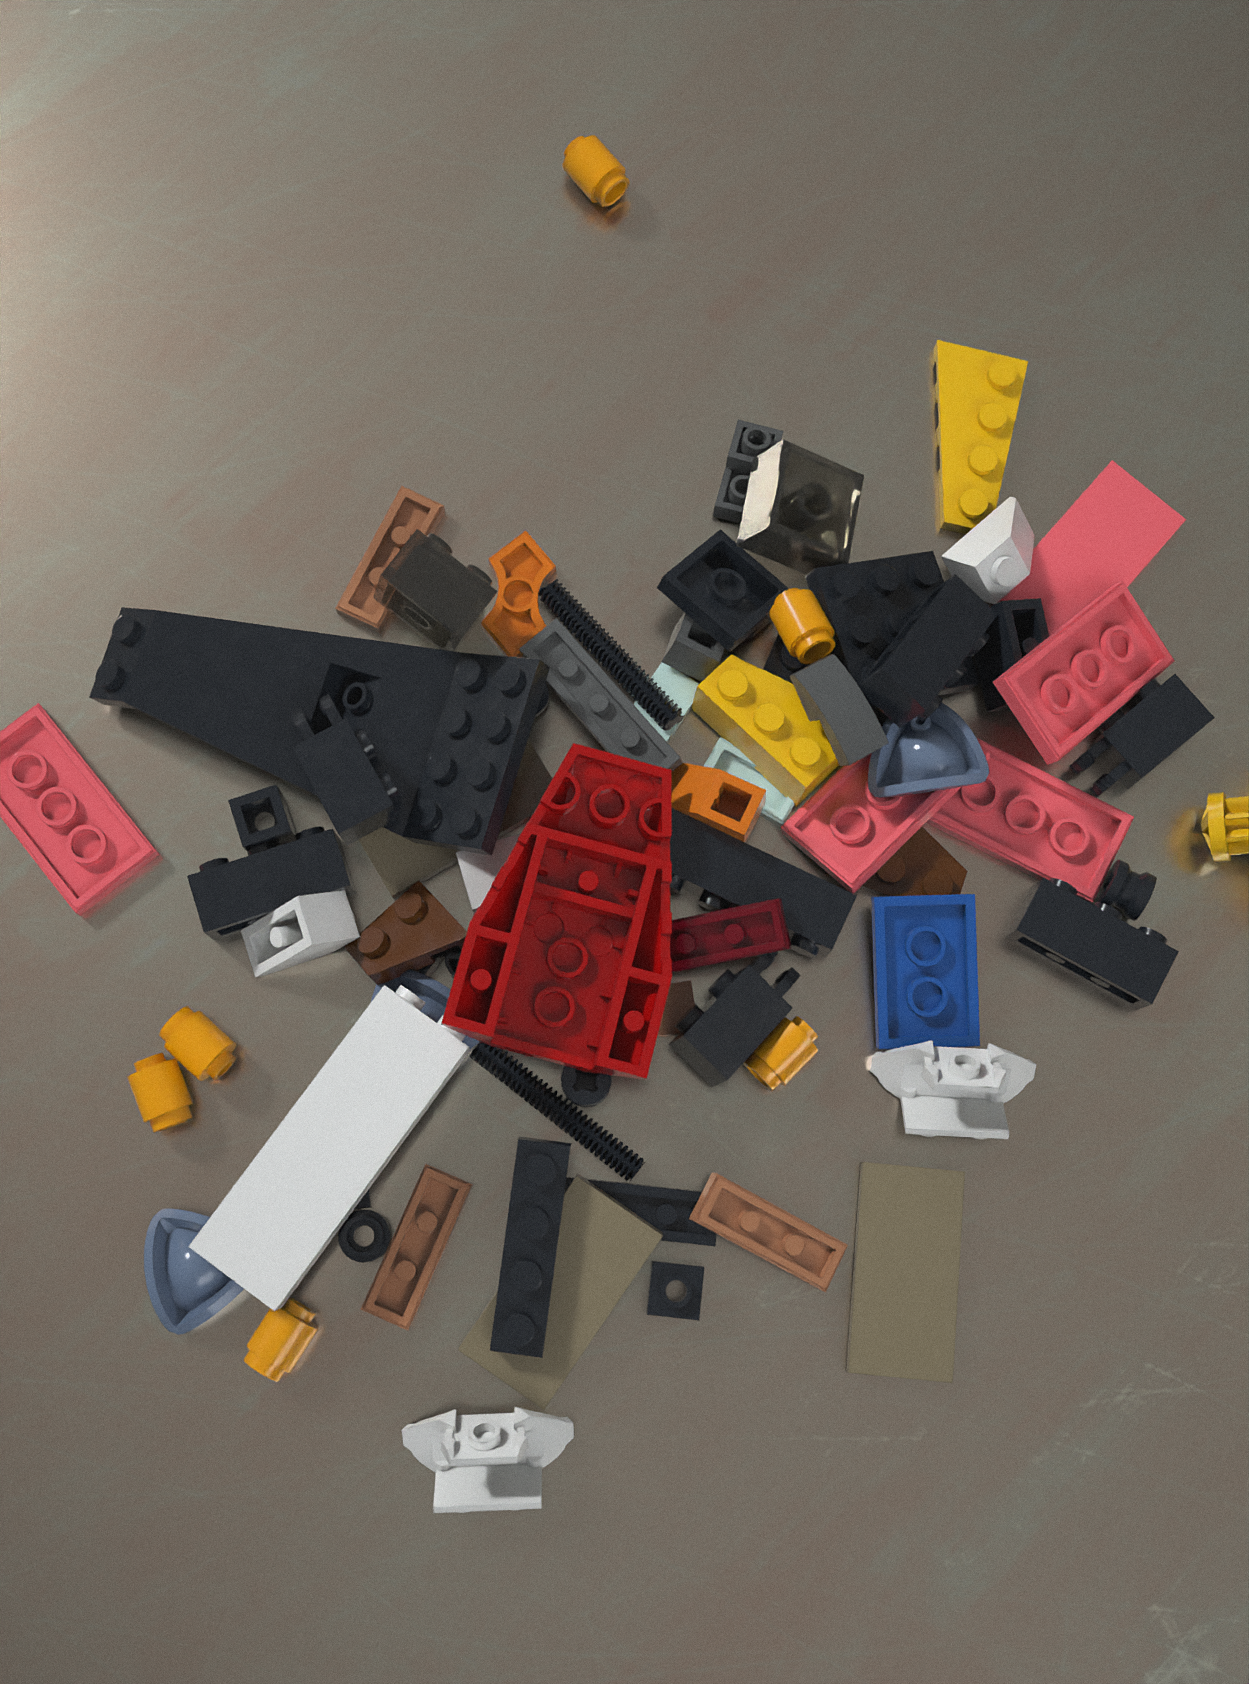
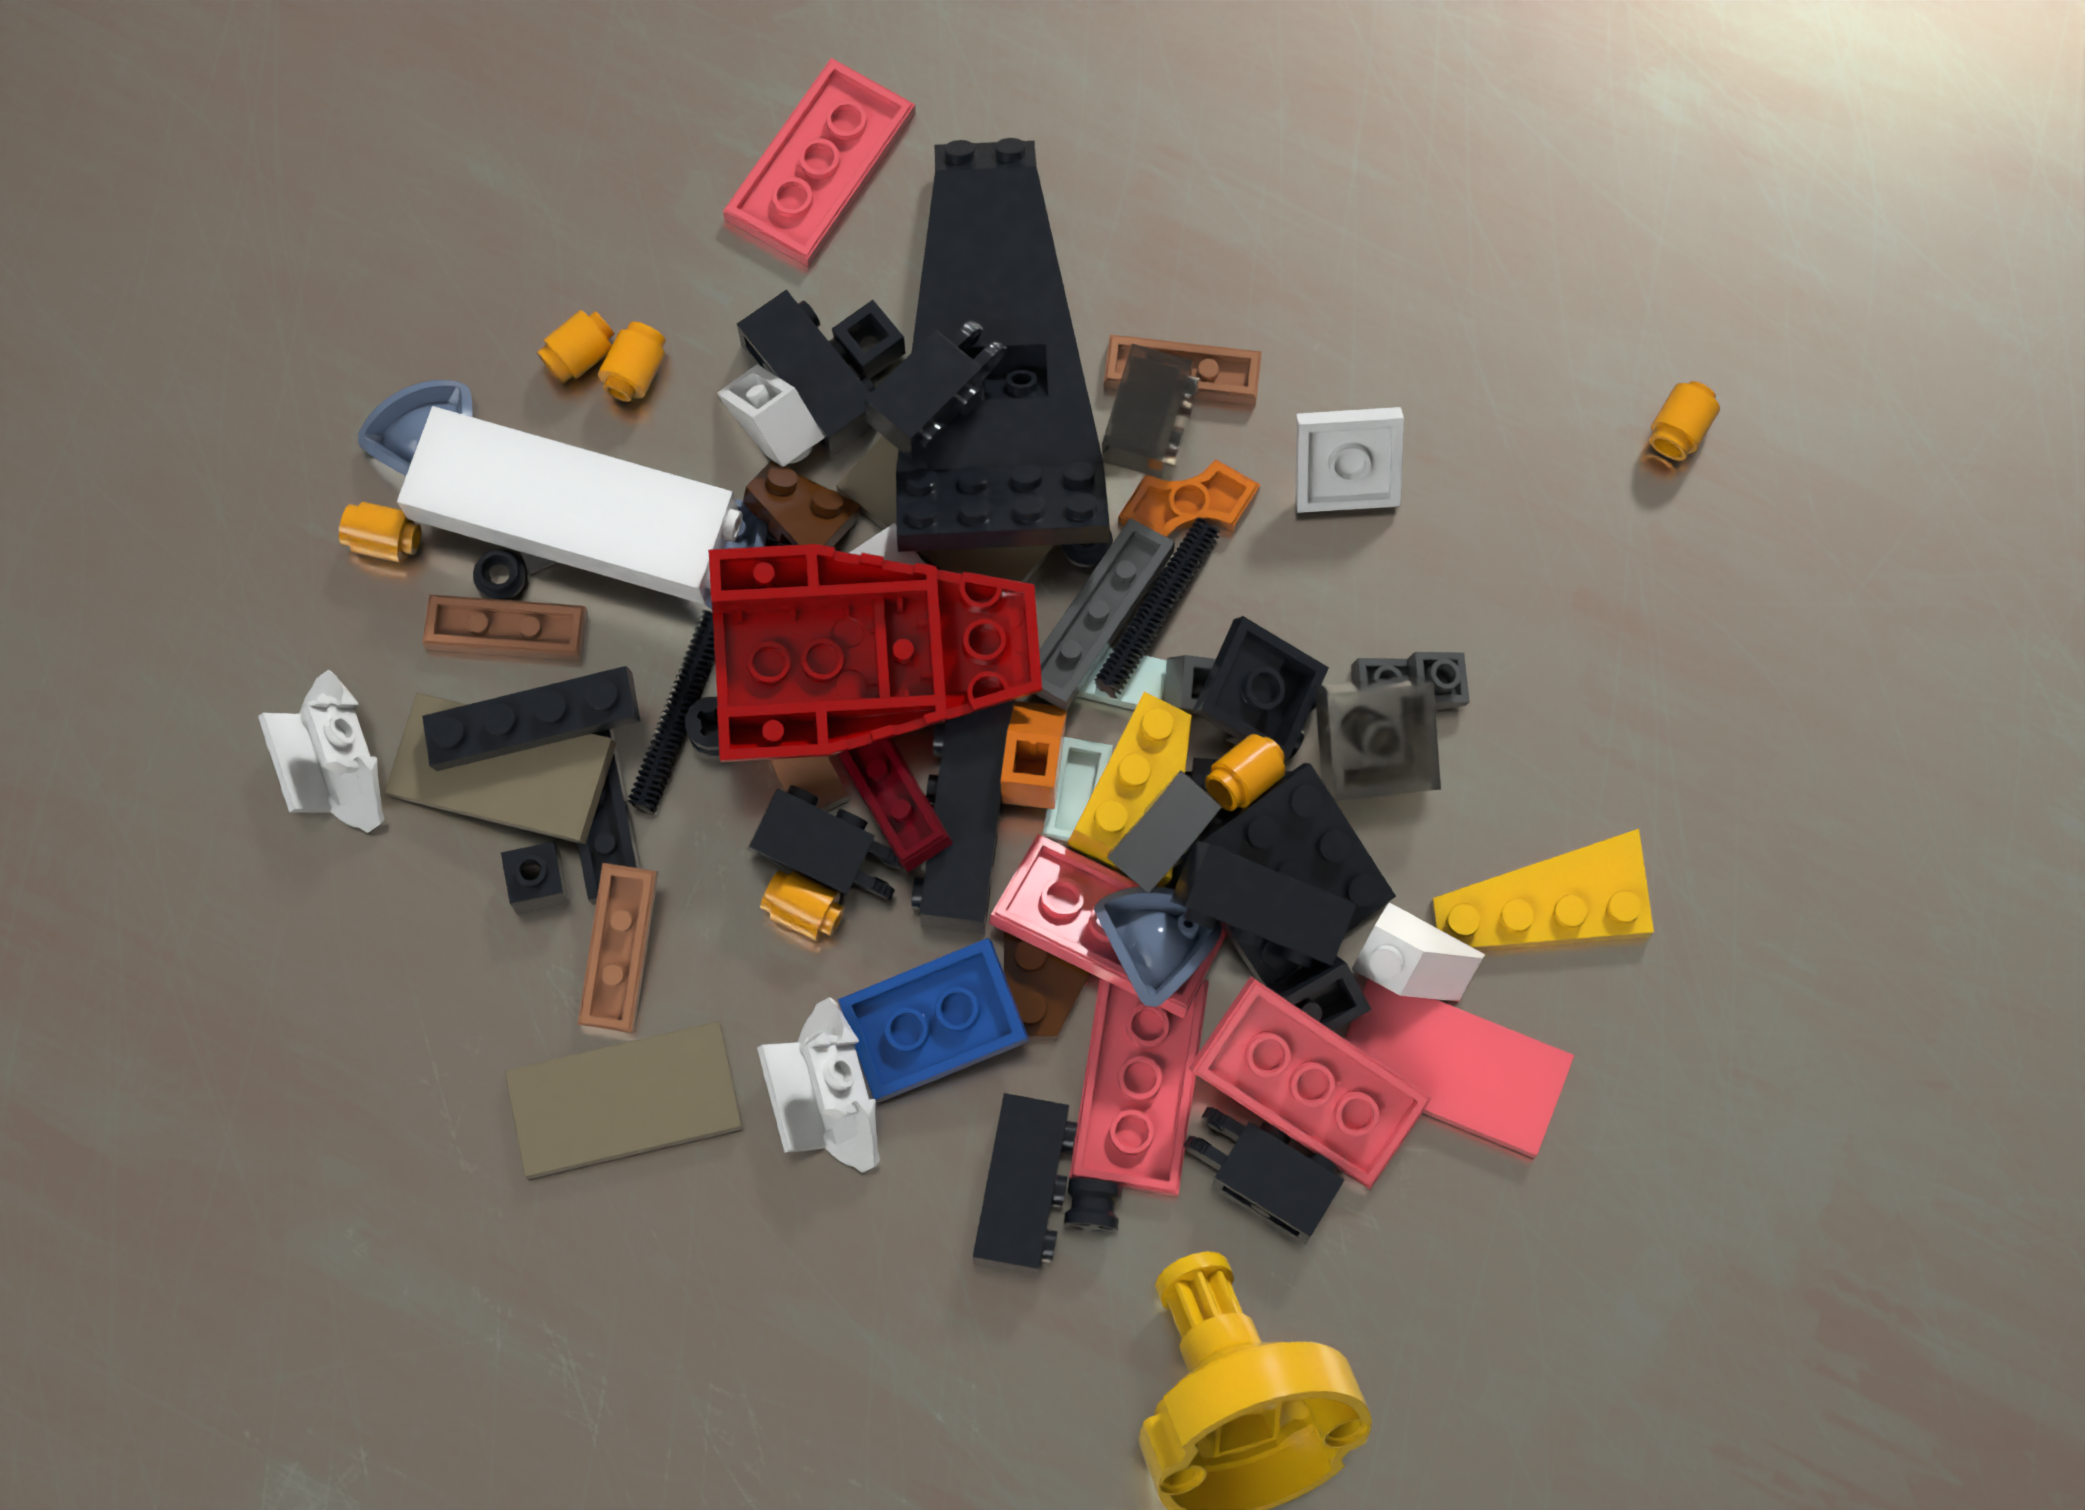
camera: 75 degrees right, 5 degrees down
(536, 444) = (1348, 459): none -> white tile

